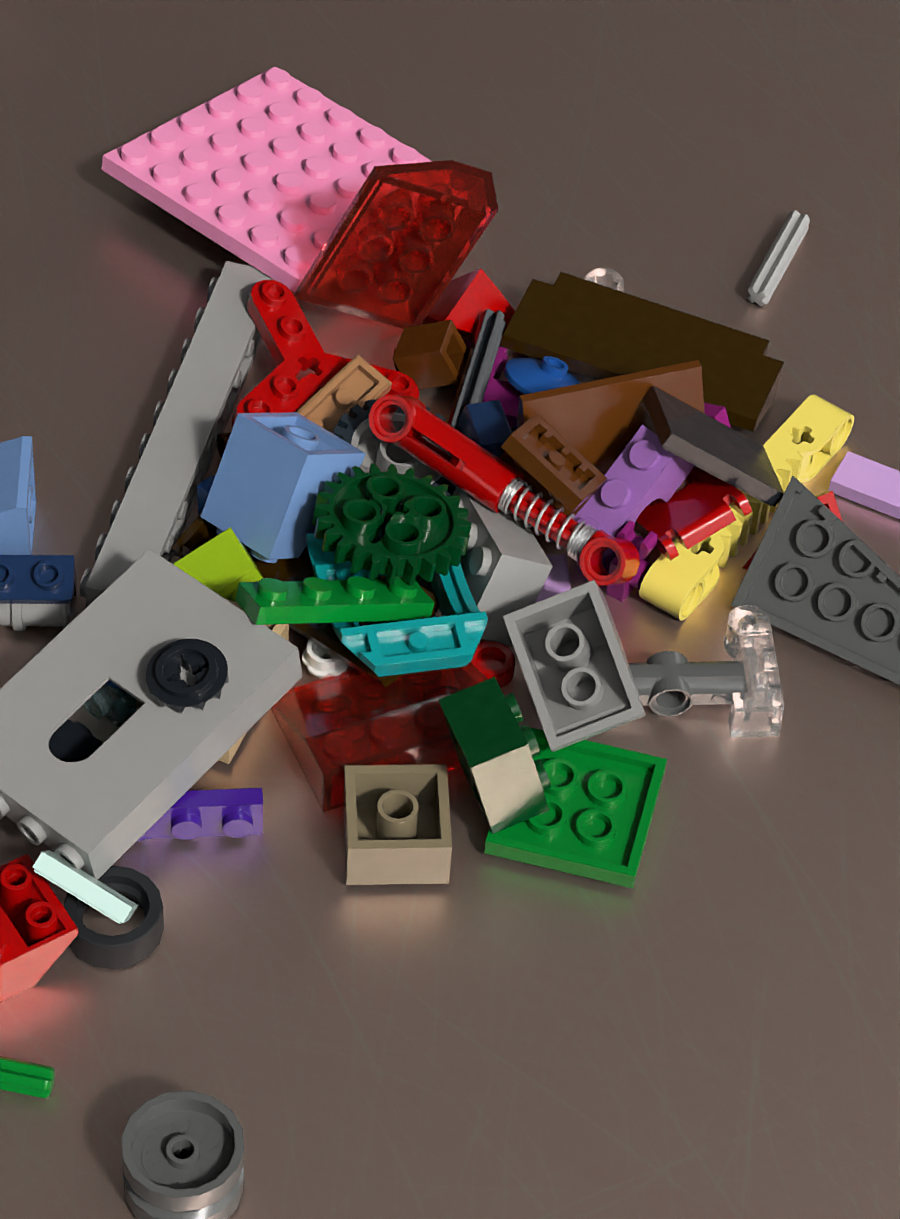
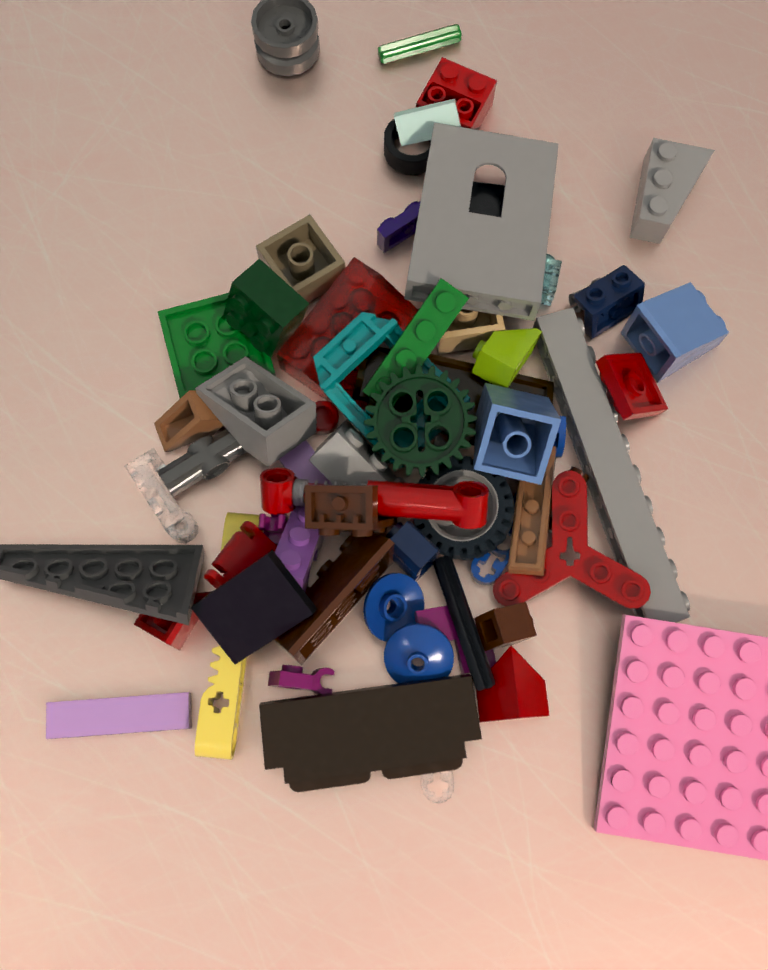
camera: 150 degrees right, 25 degrees up
(86, 483) = (631, 385): none -> red plate
(201, 660) = (449, 215): black gear -> none
(402, 241) = (560, 682): clear red slope -> none
(670, 730) = (186, 422): none -> medium nougat slope
(778, 258) = (333, 908): light grey axle -> none

